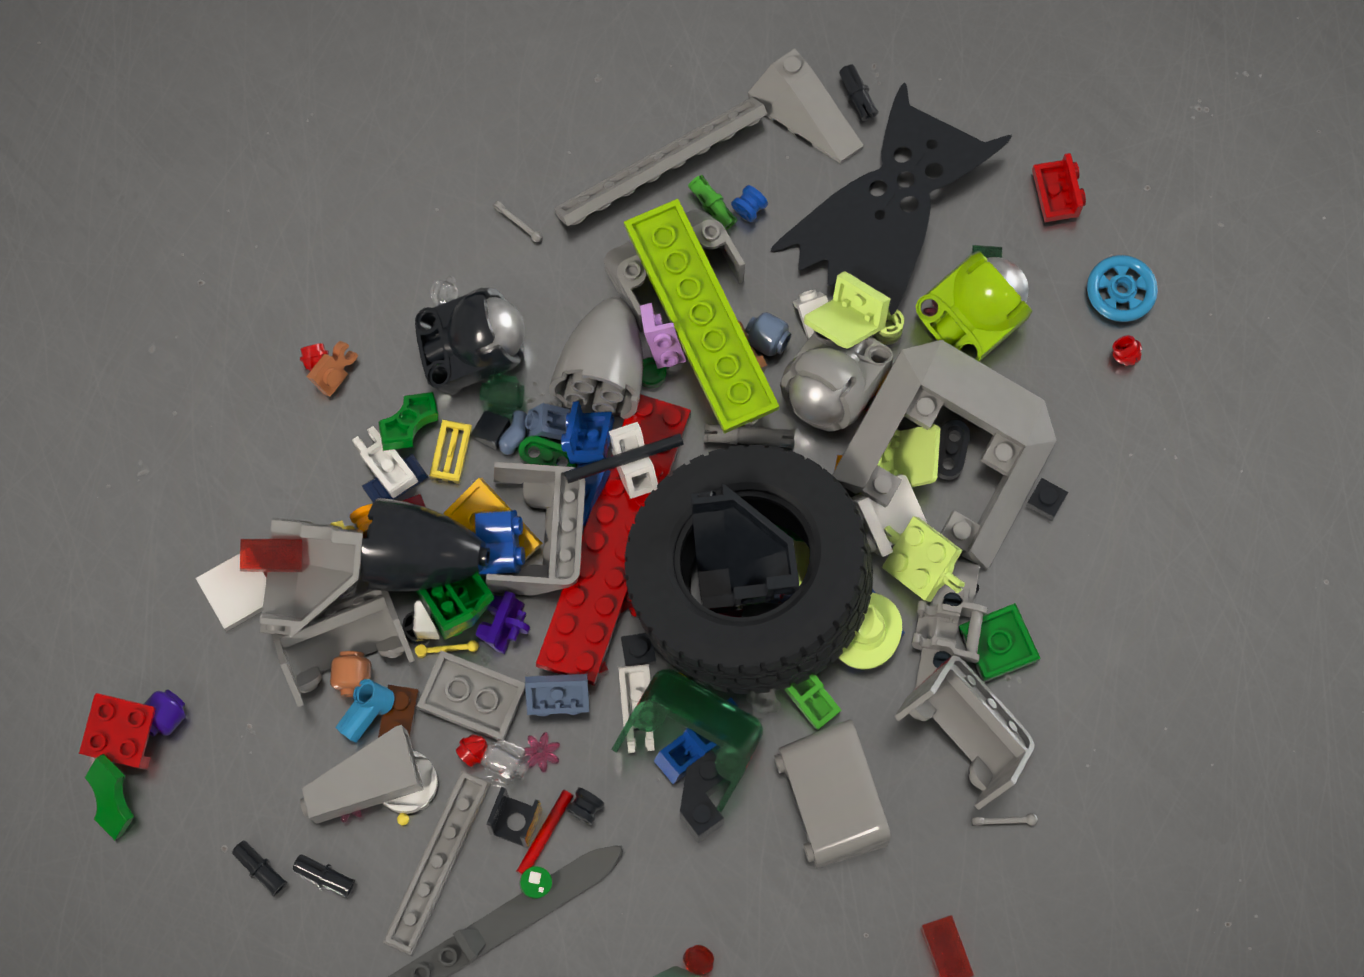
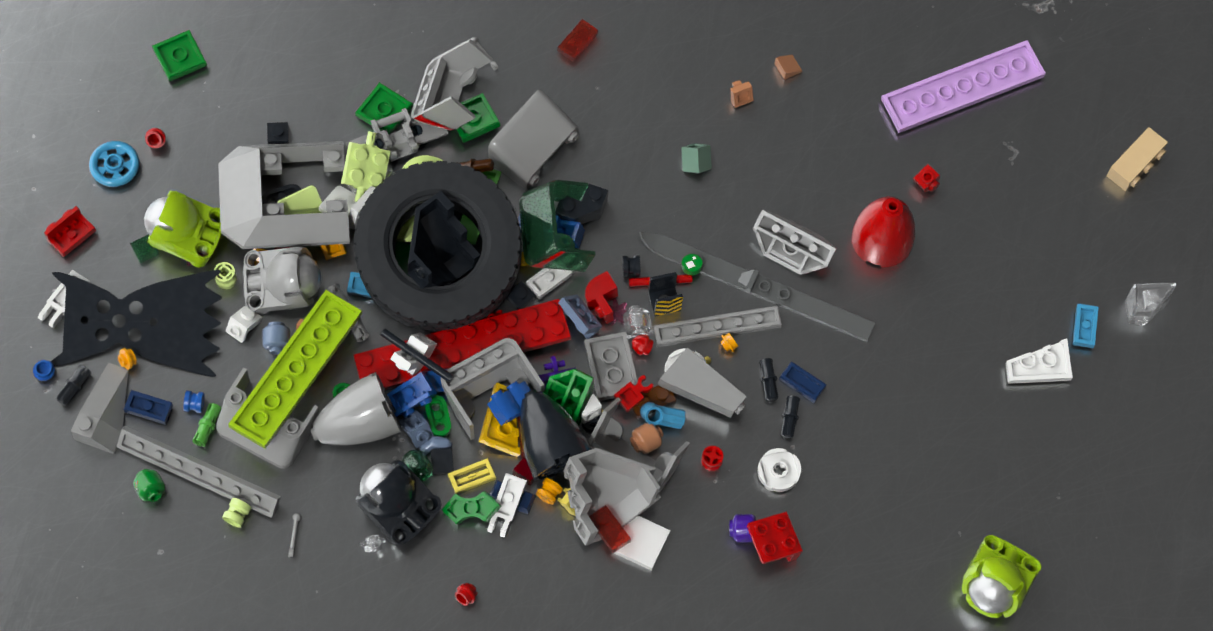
camera: 130 degrees left, 5 degrees down
(107, 785) = (817, 517): green tile -> none
(197, 790) = (768, 464): none -> white plate
(269, 732) = (712, 453): none -> red wheel
(293, 917) = (802, 382): none -> dark blue tile
(330, 370) = (468, 576): nougat plate -> none
(404, 859) = (728, 342): none -> light orange plate
(413, 687) = (632, 395): none -> red plate
(574, 737) = (598, 293): none -> red brick
(582, 172) = (236, 512): none -> yellowish green wheel
(661, 338) = (323, 392): lavender bracket -> none
(679, 101) = (149, 485): none -> green head
(698, 960) = (672, 157): clear red plate -> none
(777, 154) = (148, 407): none -> dark blue plate
(845, 696) = (479, 165): none -> reddish brown axle
(852, 163) = (127, 358): none -> light orange plate
(852, 314) = (237, 291): yellowish green bracket -> none
(898, 73) = (44, 370): none -> blue plate
(916, 747) = (484, 120): none -> green plate
(977, 128) = (57, 302): none -> white hinge
(1229, 444) = (179, 55): none -> green plate

